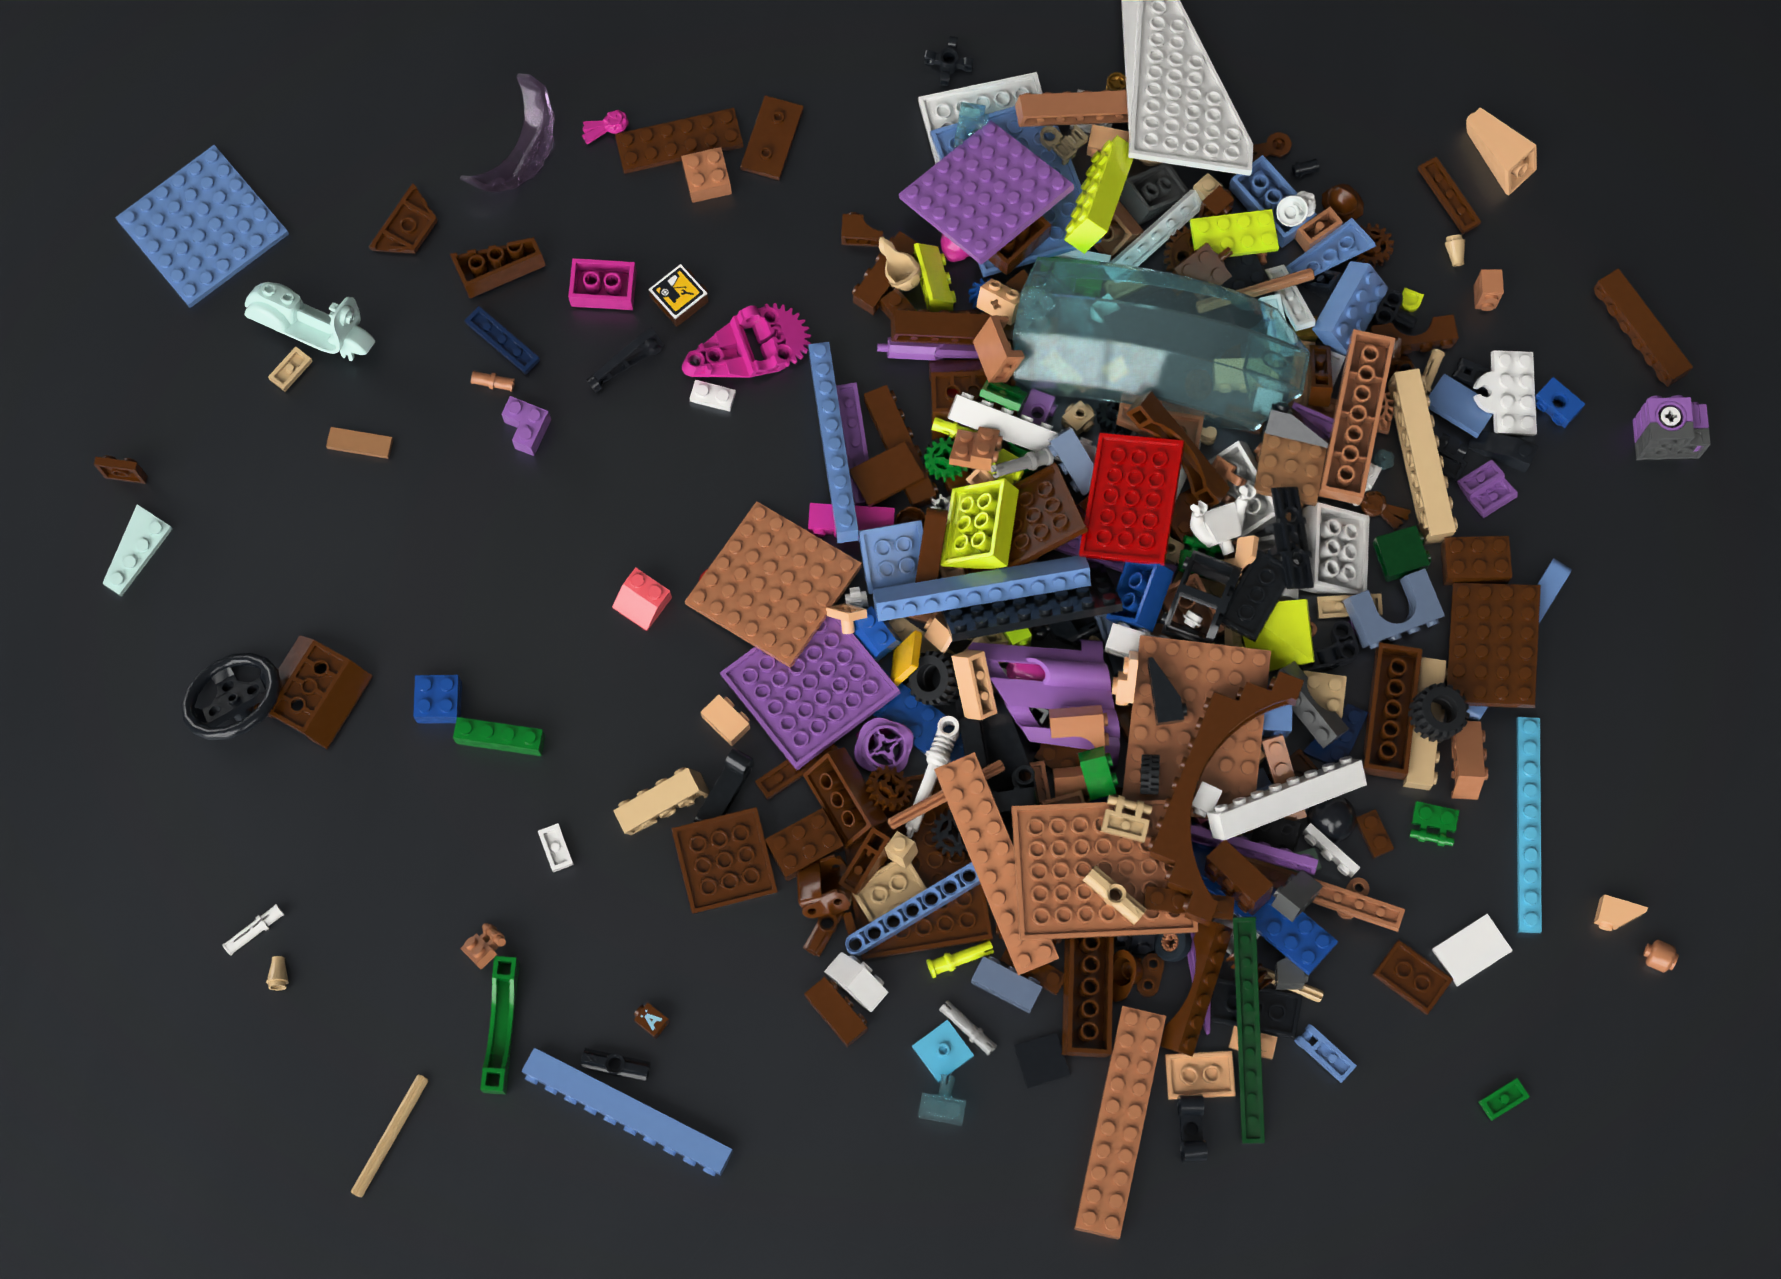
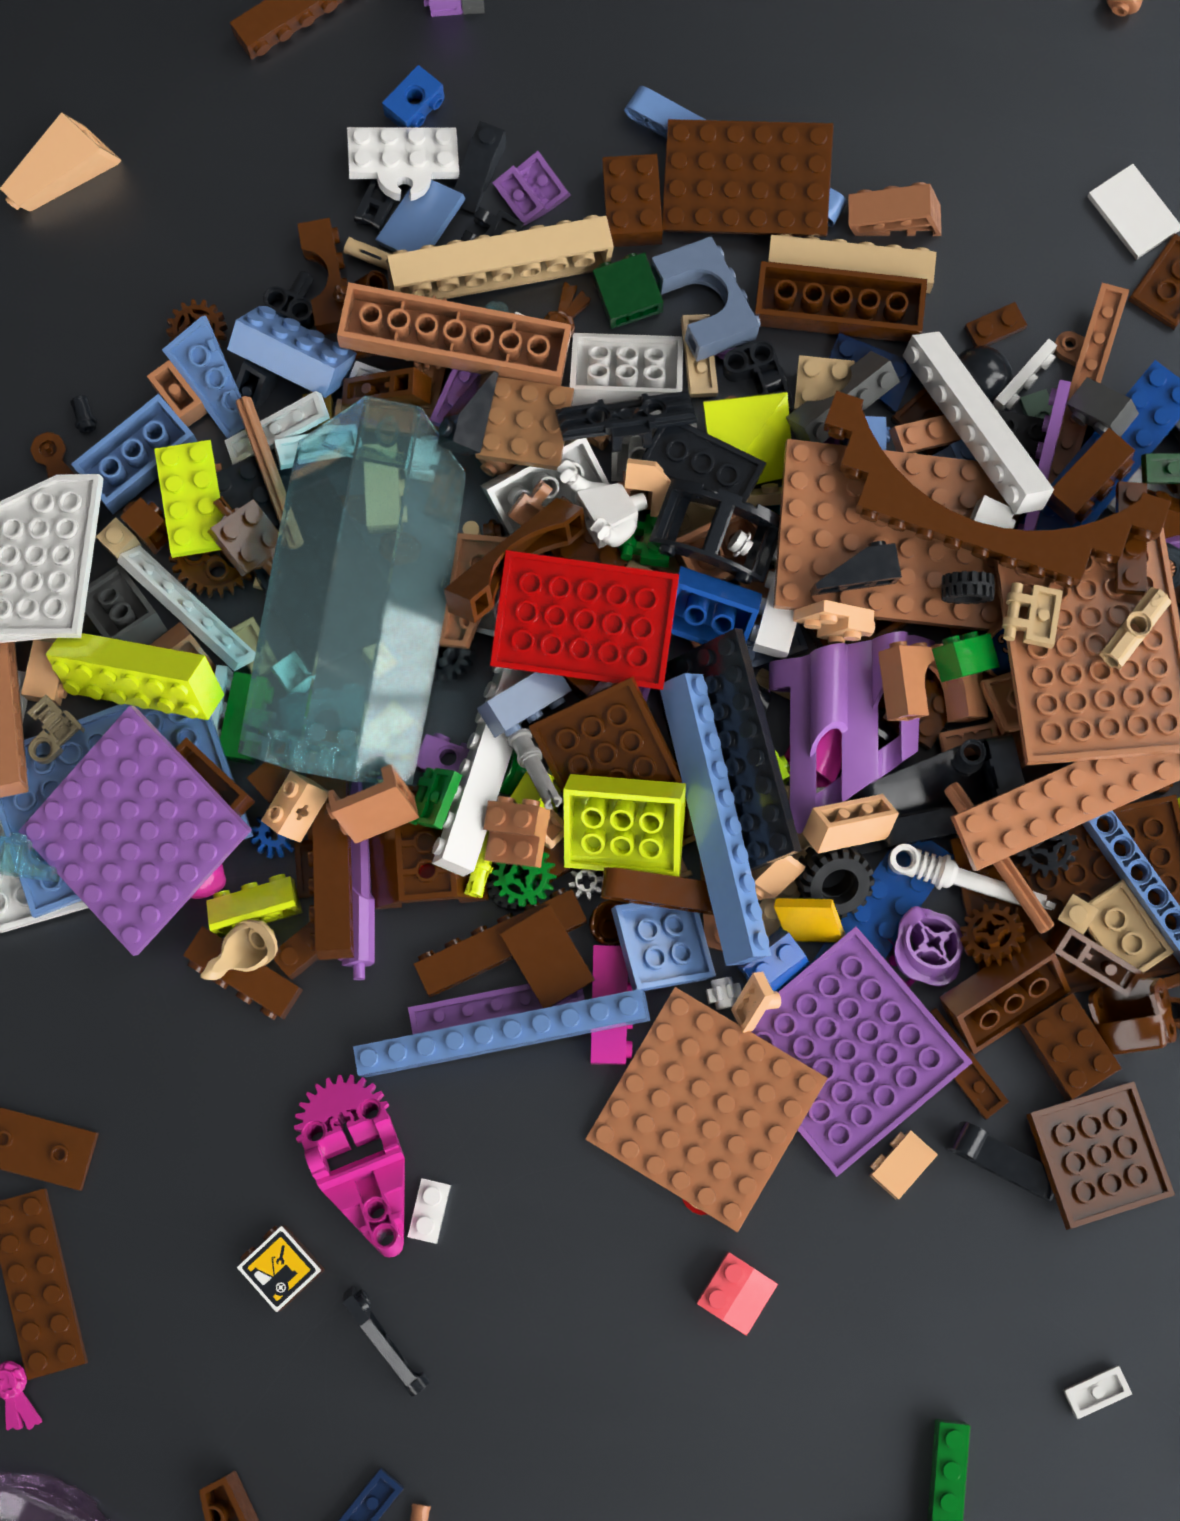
camera: 90 degrees left, 5 degrees up
(530, 424) = (481, 1472): medium lavender brick -> none
(602, 284) = (267, 1382): dark pink brick -> none
(661, 800) = (1025, 1246): tan wedge -> none
(706, 174) = (93, 1238): nougat brick -> none
(857, 232) = (180, 1017): reddish brown arch -> none
(1078, 417) = (456, 712): tan brick -> none
(1209, 450) = (493, 529): none -> reddish brown plate
(1296, 208) = (154, 416): white hair -> none
(1343, 201) = (130, 367): reddish brown piece -> none
(1411, 300) = (271, 277): neon yellow tile -> none
(1434, 817) = (969, 253): green plate -> none
(1449, 195) = (123, 231): reddish brown plate -> none
(1450, 701) = (849, 219): black tyre -> none
(1455, 247) = (200, 224): tan cone -> none
(1488, 289) = (262, 179): nougat brick -> none
(1529, 825) = (970, 144): medium azure plate -> none
(1616, 912) = (1078, 43): light nougat slope -> none

